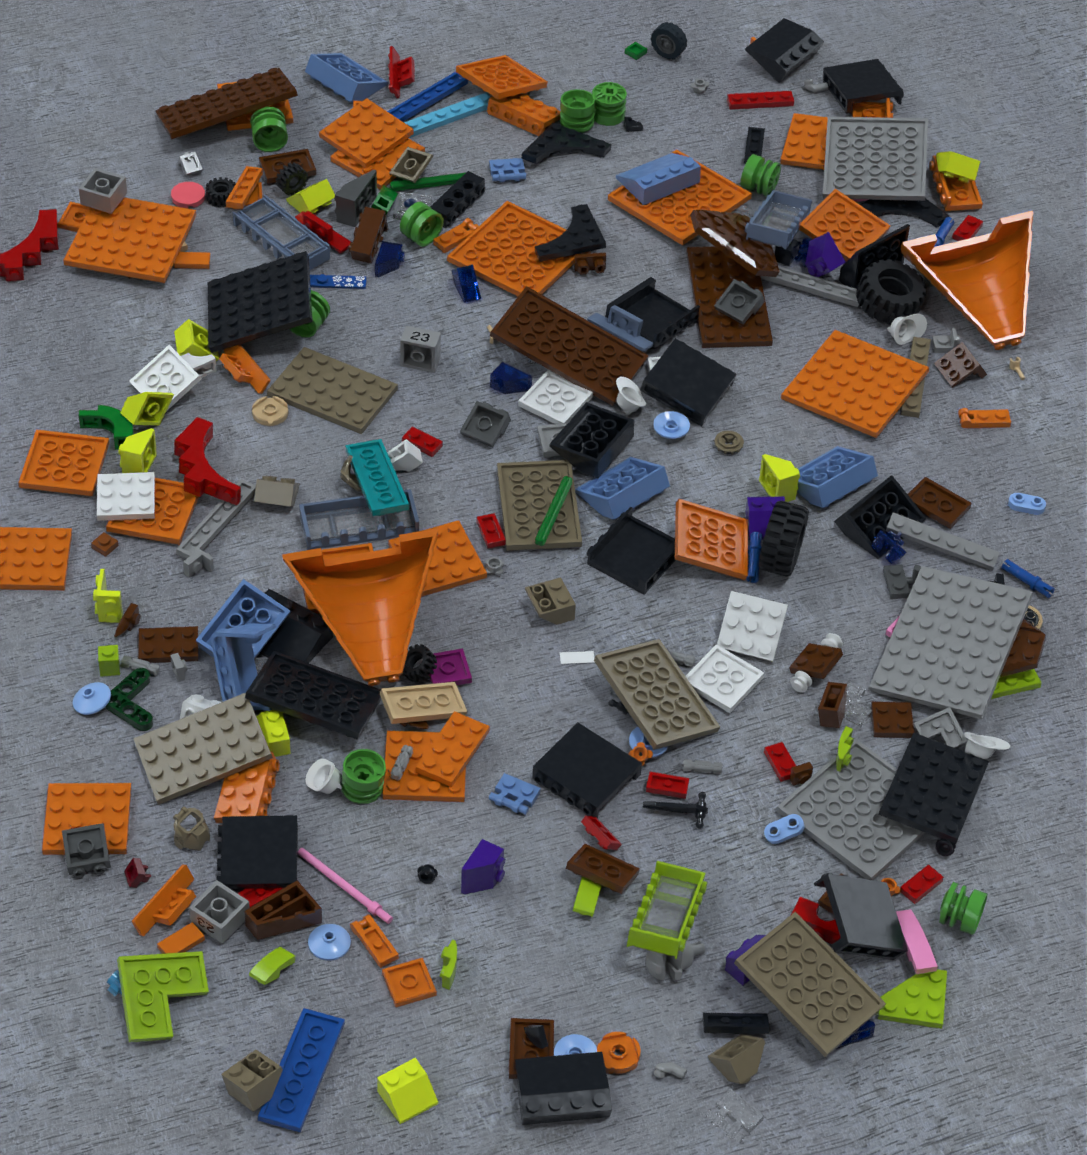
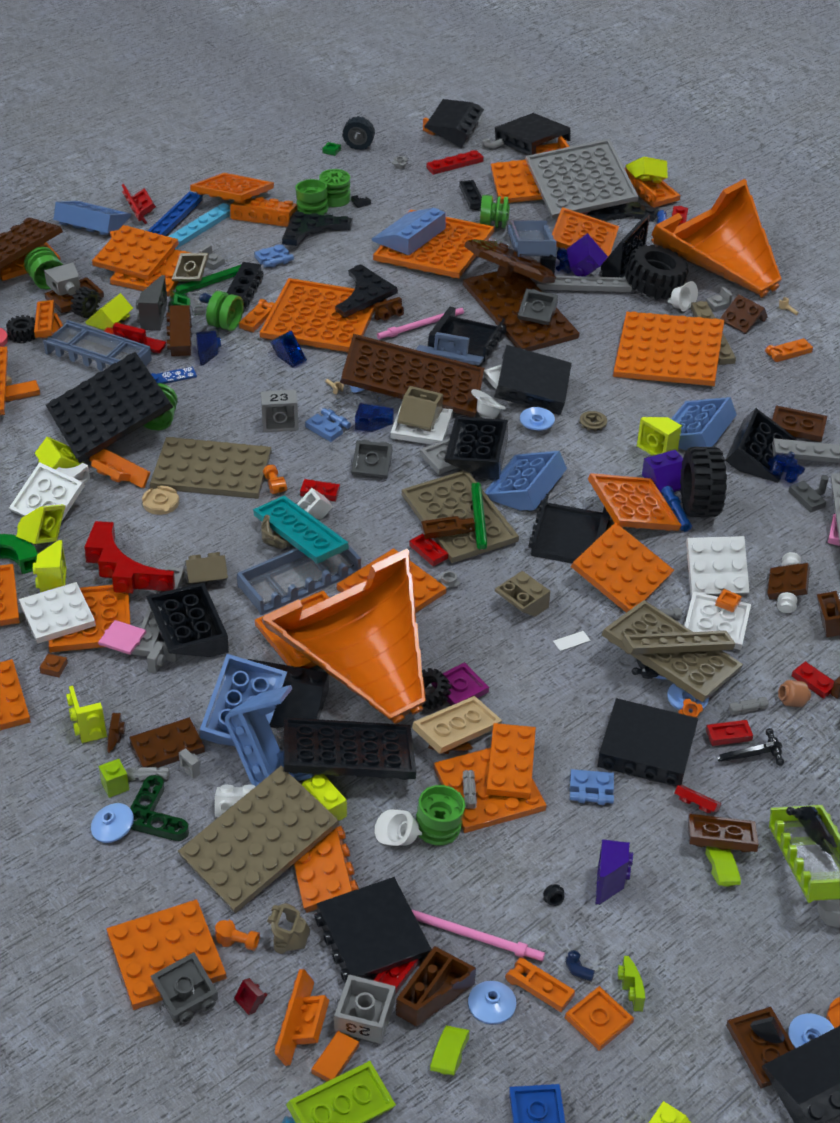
camera: 20 degrees left, 5 degrees down
(142, 820) = (227, 935): none -> orange leg
(172, 536) = (122, 637): none -> bright pink piece
(234, 538) = (189, 621): none -> black slope
(281, 147) = (63, 279): none -> light grey torso
(383, 424) = (275, 483): none -> orange leg
(412, 937) = (576, 968): none -> dark blue arm
(441, 157) = (214, 260): none -> light grey bracket
(460, 377) = (324, 427): none -> medium blue plate
(516, 513) = (447, 527): none -> reddish brown hinge
(555, 384) = (420, 408): none -> dark tan slope
(582, 289) = (394, 331): none -> bright pink bar
(661, 601) = (622, 568): none -> orange plate
(661, 688) = (678, 642): none -> dark tan plate
(683, 878) = (813, 825): none -> black piece
(742, 663) = (728, 600): none -> orange tile
(750, 768) = (794, 693): none -> nougat head

